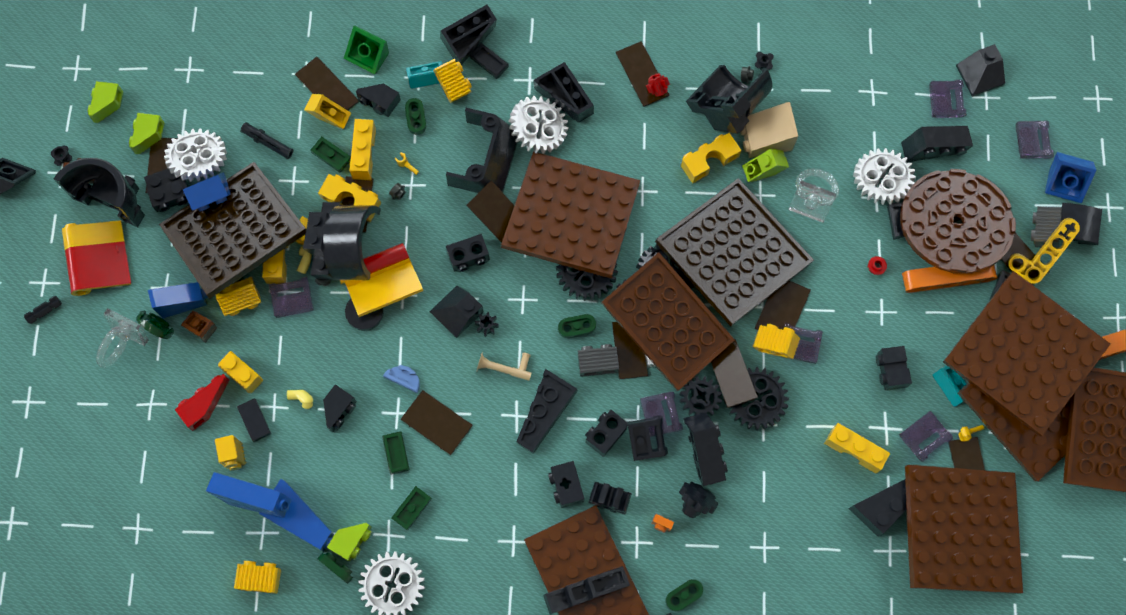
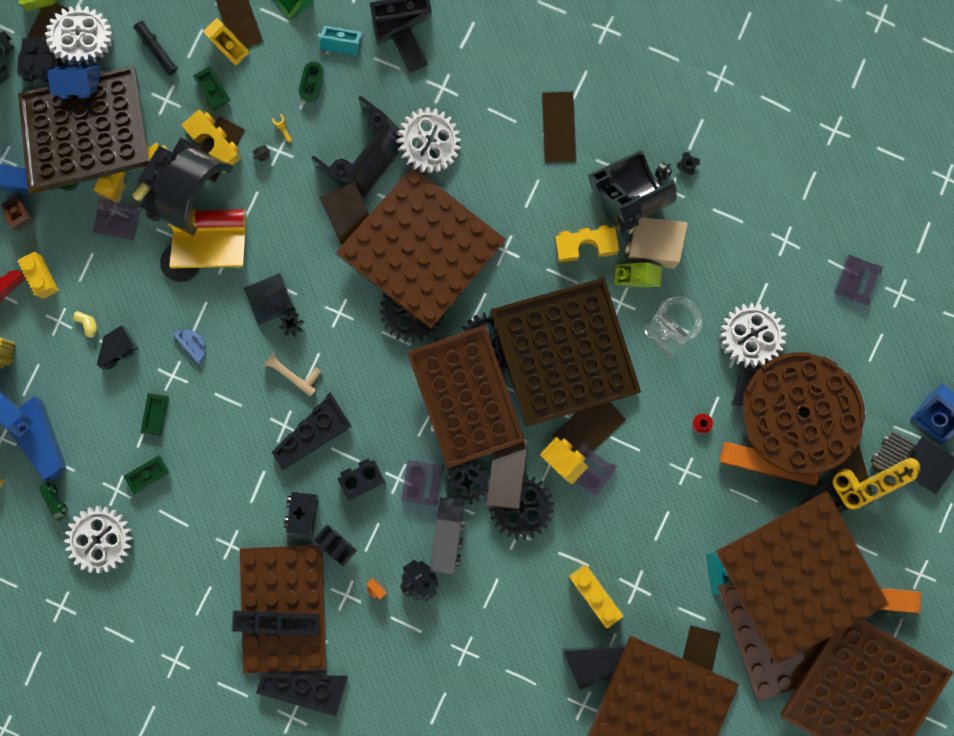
camera: 25 degrees right, 10 degrees up
(238, 297) = (65, 200): yellow brick -> none
(254, 420) = (34, 327): black tile -> none
(348, 540) = (74, 481): lime slope -> none
(361, 152) = (238, 104): yellow arch -> none
(379, 97) = (284, 48): black slope -> none
(436, 422) = (205, 400): dark brown window -> none
(452, 80) = (361, 59): yellow brick -> none
(465, 248) = (304, 239): black brick -> none
(564, 90) = (469, 115): black wedge -> none
(576, 325) = (379, 362): dark green plate -> none
(598, 361) = (383, 406): dark grey brick -> none
(630, 357) = (415, 416): dark brown piece -> none
(641, 441) = (390, 501): black plate -> none
(658, 84) = (567, 146): red gear -> none
(684, 596) = (367, 665): dark green plate -> none
(893, 368) = (669, 532): black brick -> none
(921, 431) = (669, 604): clear purple plate -> none
(937, 142) = (823, 322): black wedge -> none
(965, 434) = (709, 625): yellow hand -> none
(982, 70) = (908, 265): black slope -> none
(1029, 141) = (920, 357): plate -> none

